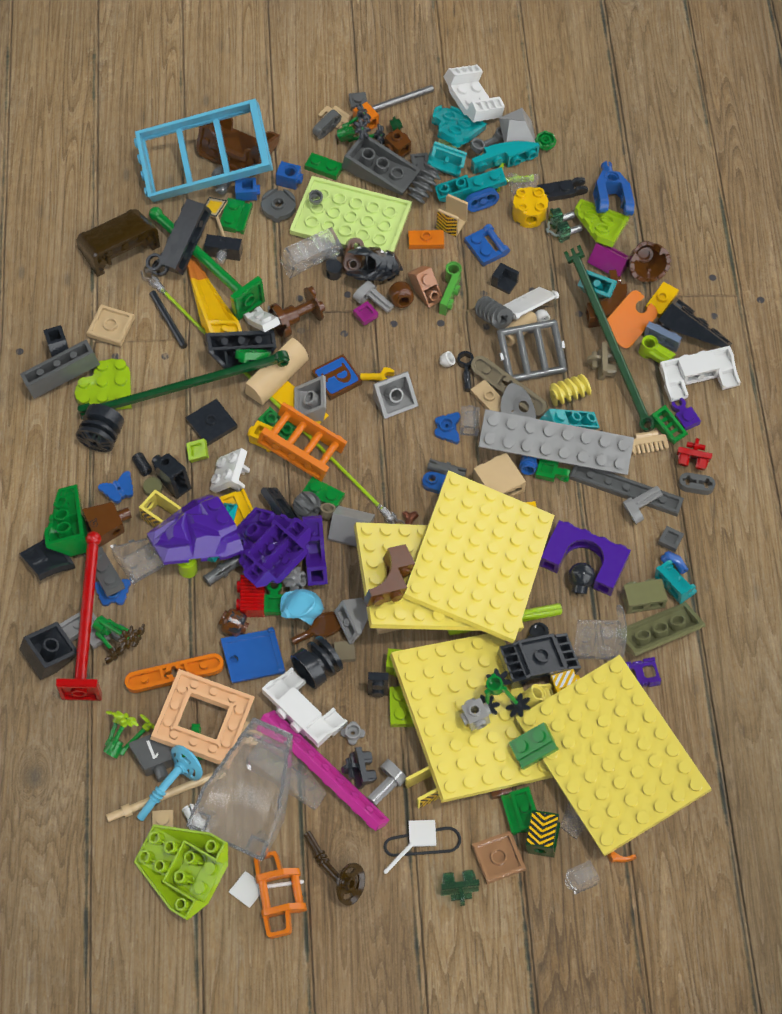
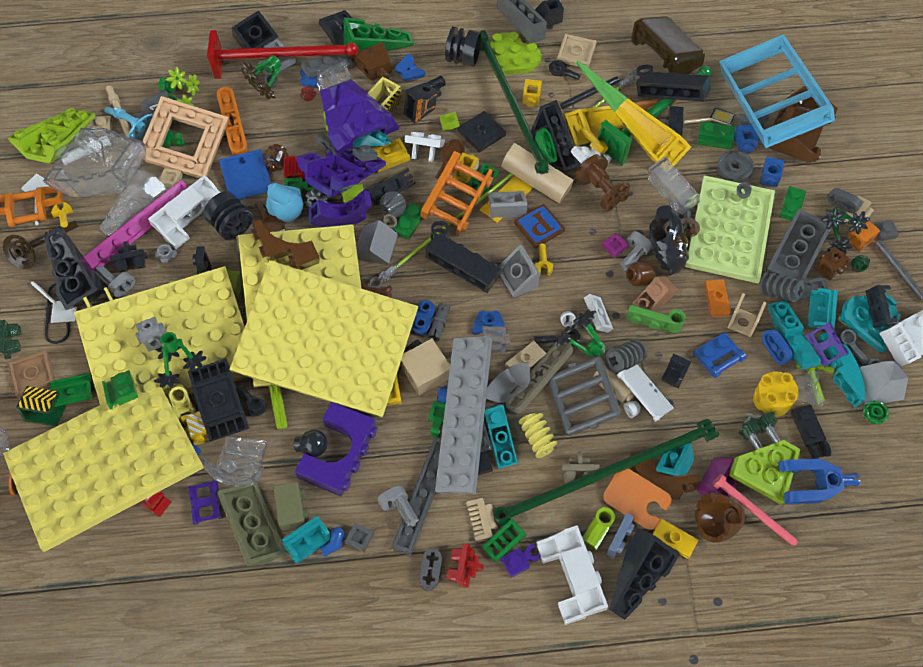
camera: 90 degrees right, 0 degrees up
(132, 345) = (558, 68): none -> black plate
(141, 593) = (307, 93): none -> clear red plate
(168, 369) = (531, 96): none -> yellow brick
(234, 444) = (447, 151): none -> reddish brown piece
(246, 261) = (648, 131): none -> yellow plate
(246, 525) = (365, 153): none -> dark grey plate
(250, 310) = (599, 146): none -> yellow bar
(286, 844) = (62, 214): none -> yellow bar
(379, 446) = (460, 260): none -> black hinge
(390, 814) = (71, 271): none -> black wedge
(443, 334) = (601, 319): none -> white plate
(451, 115) = (879, 307): none -> black hinge
(470, 334) = (595, 346): none -> plant
(483, 154) = (833, 340): none -> dark purple piece
(620, 252) = (720, 482): none -> coral bar

